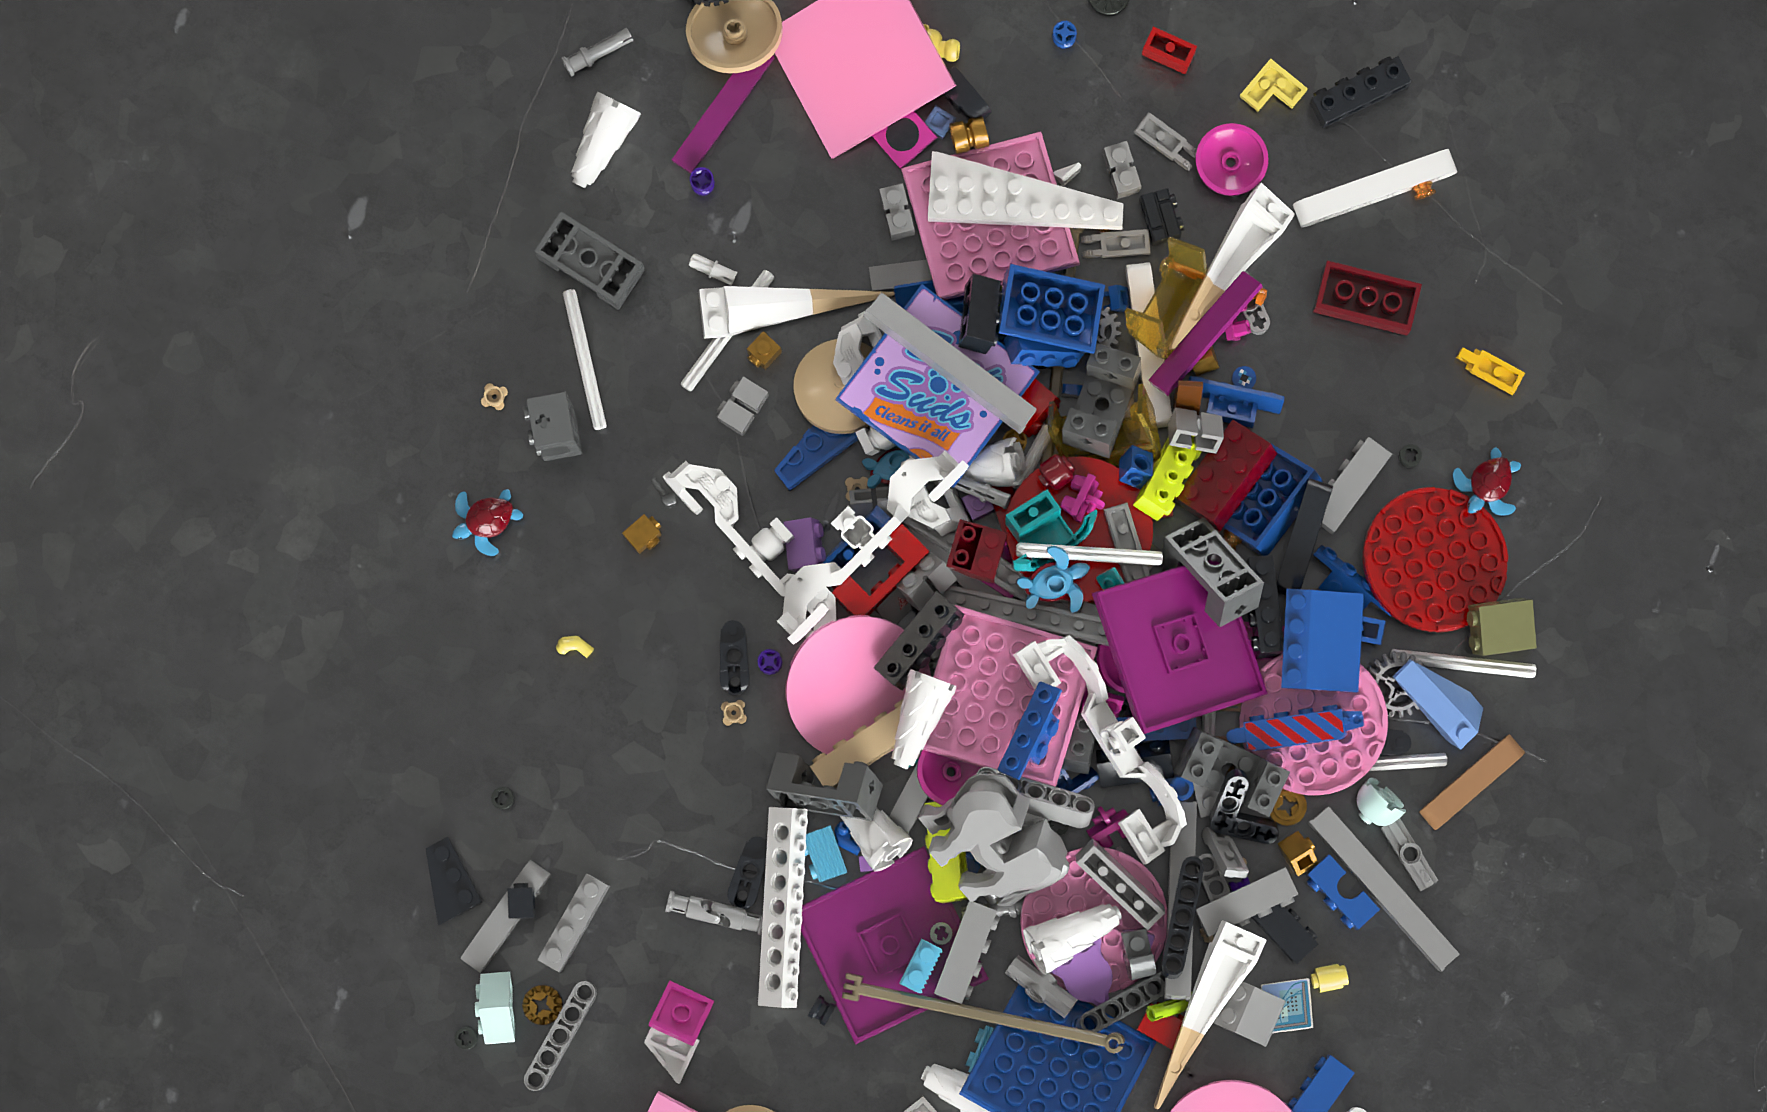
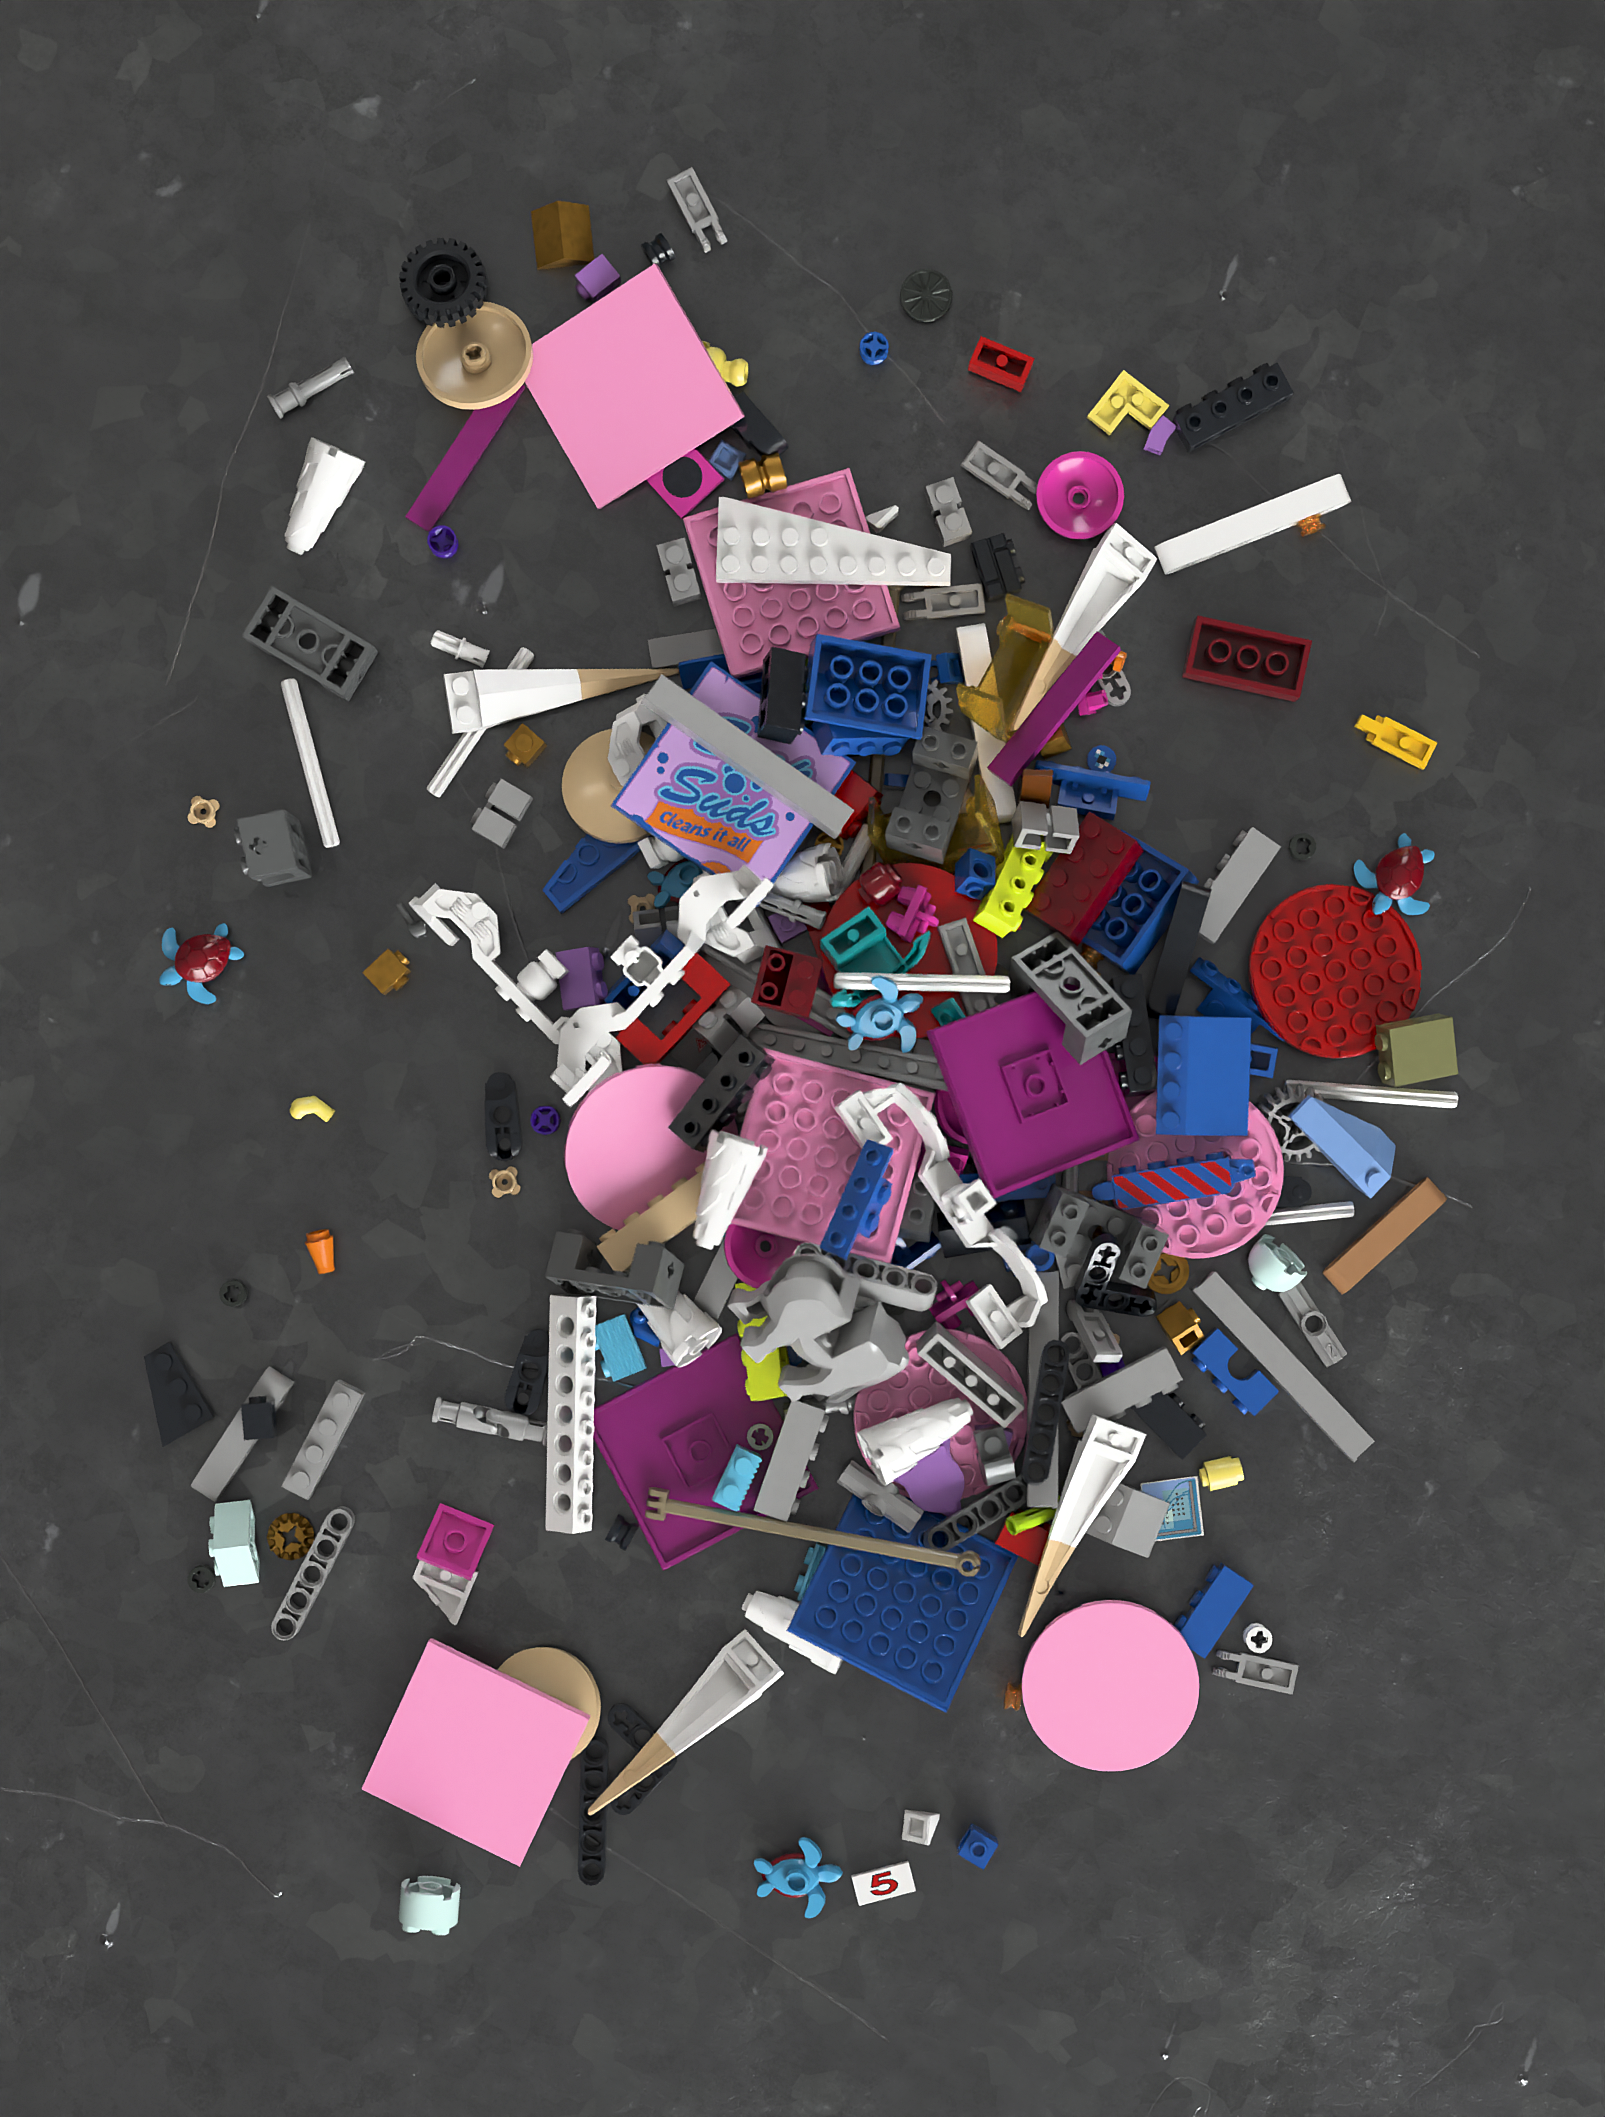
camera: 10 degrees left, 5 degrees up
(578, 764) = (321, 1250): none -> orange cone
(1299, 112) = (1158, 435): none -> medium lavender piece

